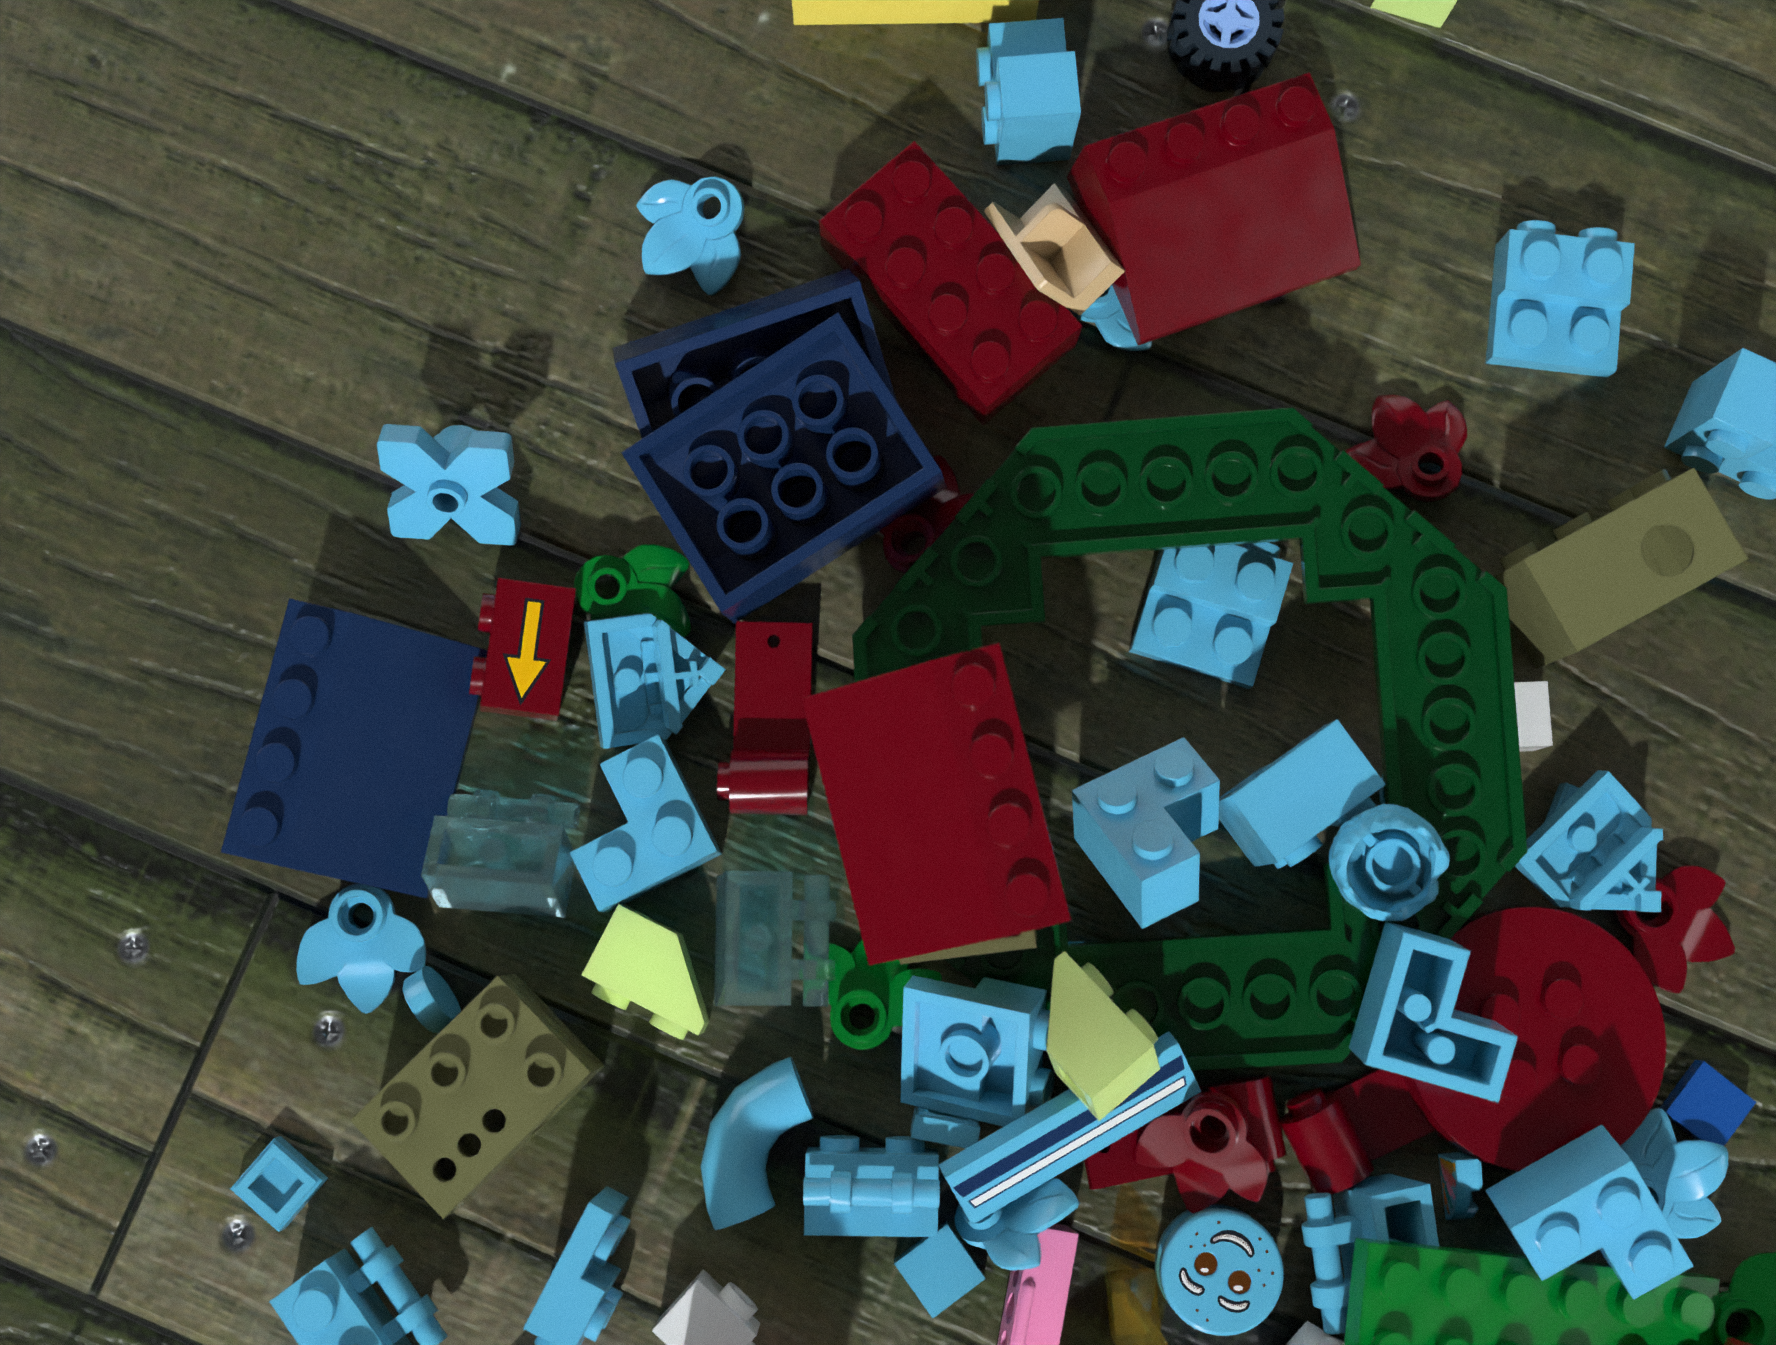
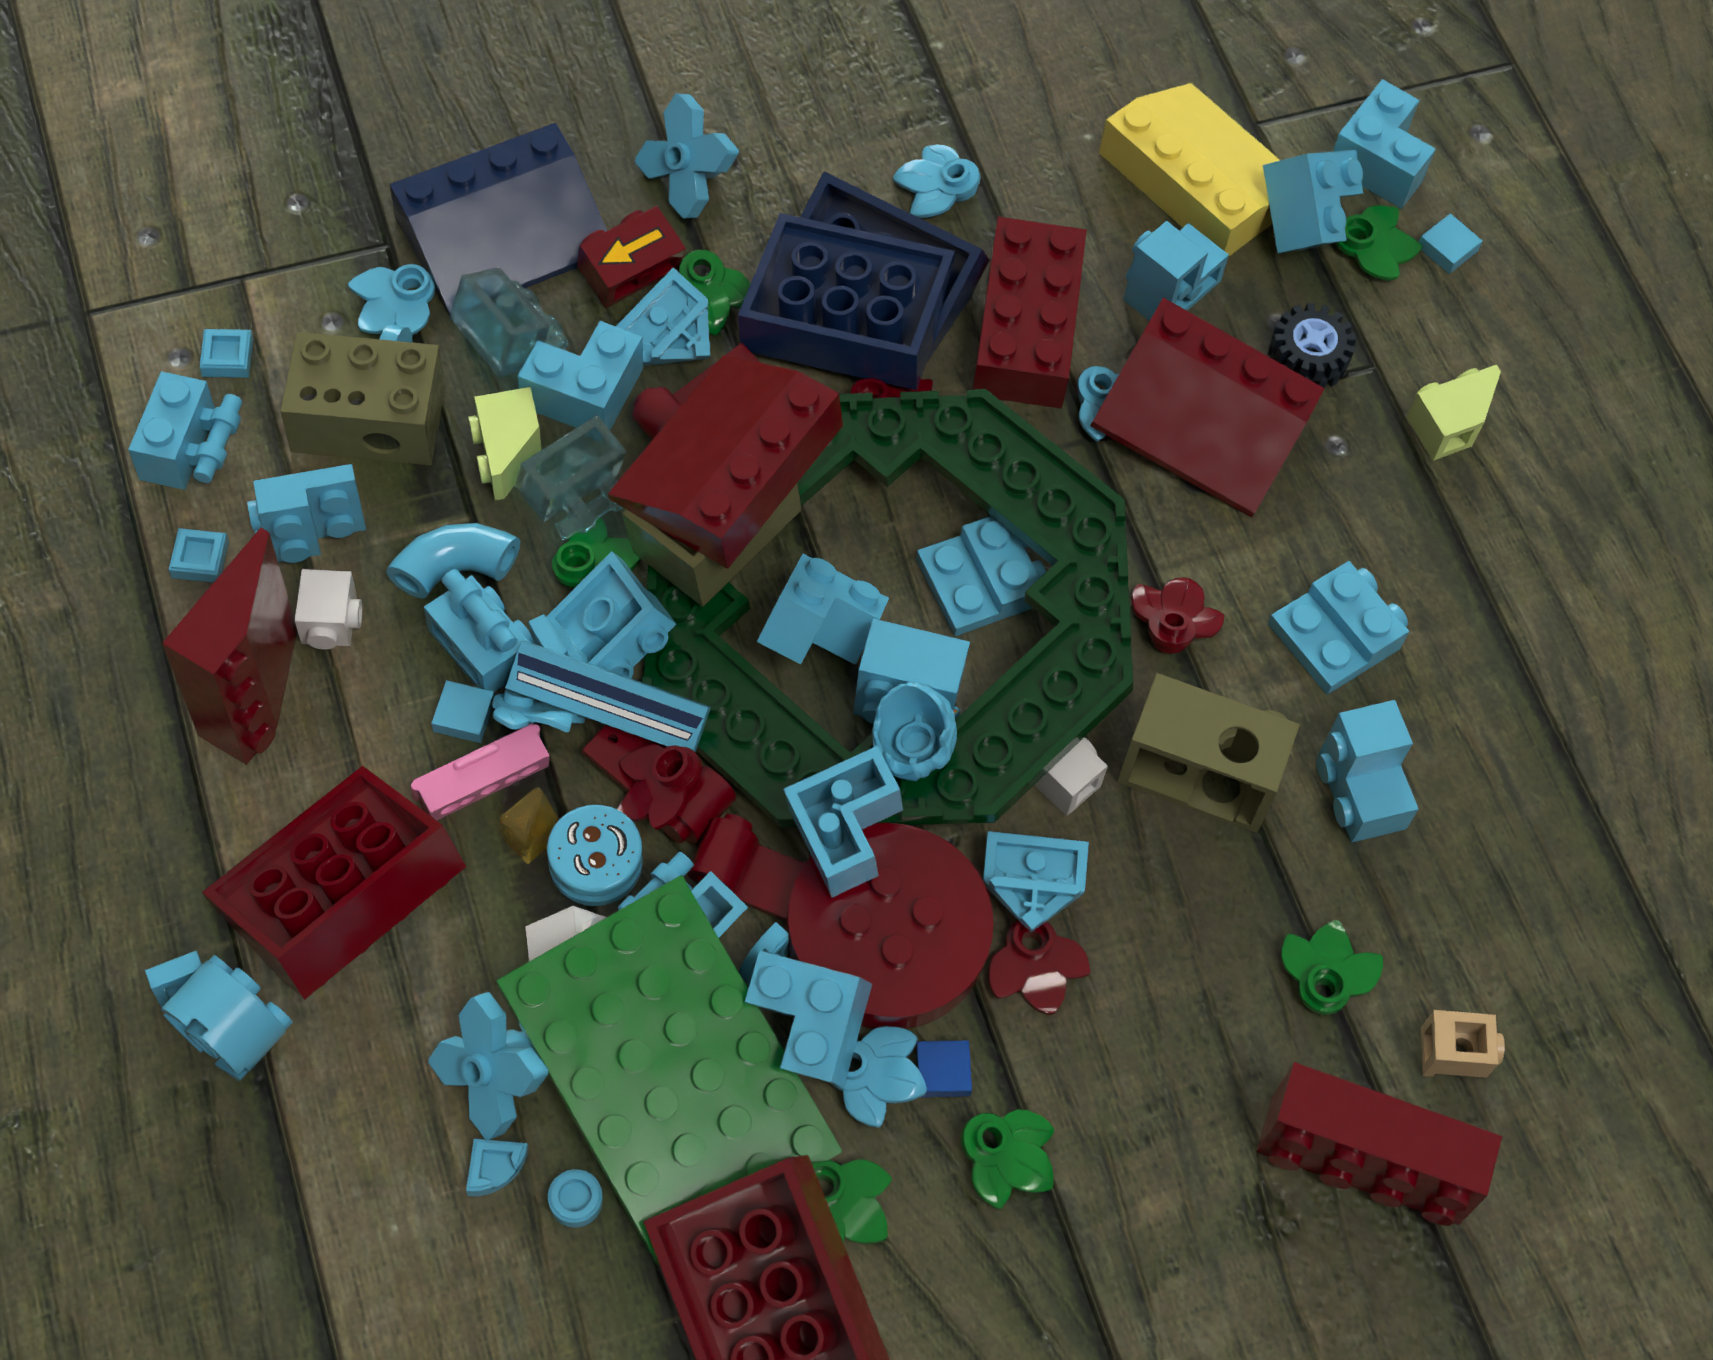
camera: 45 degrees right, 20 degrees down
(1058, 249) = (1098, 338): tan panel -> none
(1093, 1042) = (668, 656): yellowish green slope -> none

